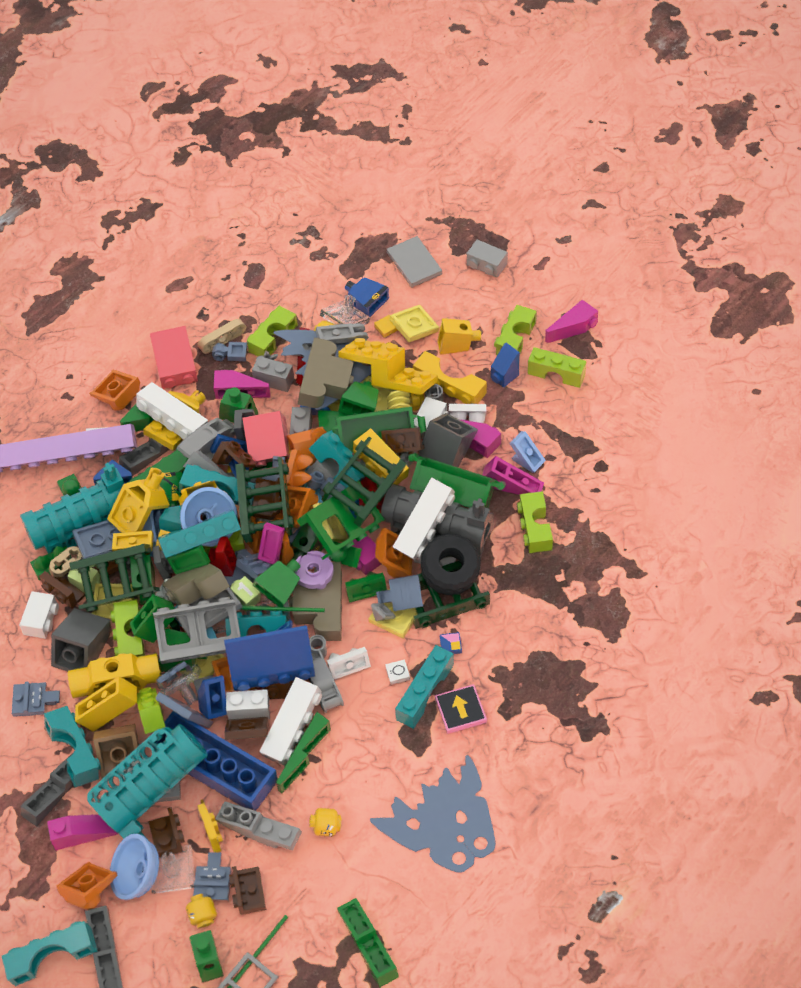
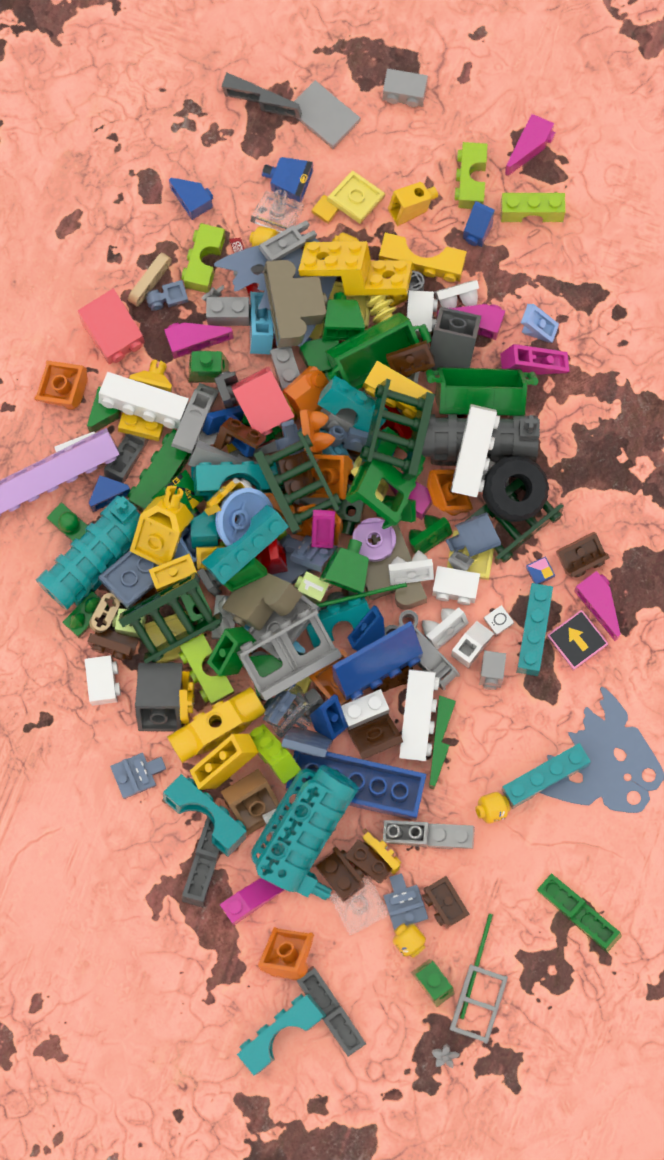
camera: 20 degrees left, 20 degrees up
(99, 644) = (186, 698): none -> yellow piece
(136, 867) = (329, 919): light blue hat -> none
(194, 830) = (369, 861): none -> reddish brown bracket
(282, 288) = (192, 196): none -> blue slope
(290, 393) = (260, 326): none -> medium azure slope
(334, 602) = (406, 572): none -> white tile
(363, 681) = (472, 644): none -> white slope
(371, 631) = (455, 585): none -> white brick
(372, 705) = (492, 670): none -> light grey brick
(373, 239) = (268, 101): none -> dark grey slope
(405, 804) = (545, 775): none -> teal arch
(490, 674) = (598, 599): none -> dark pink slope
(491, 639) = (582, 555): none -> reddish brown bracket
(536, 536) = (583, 420): lime arch -> none

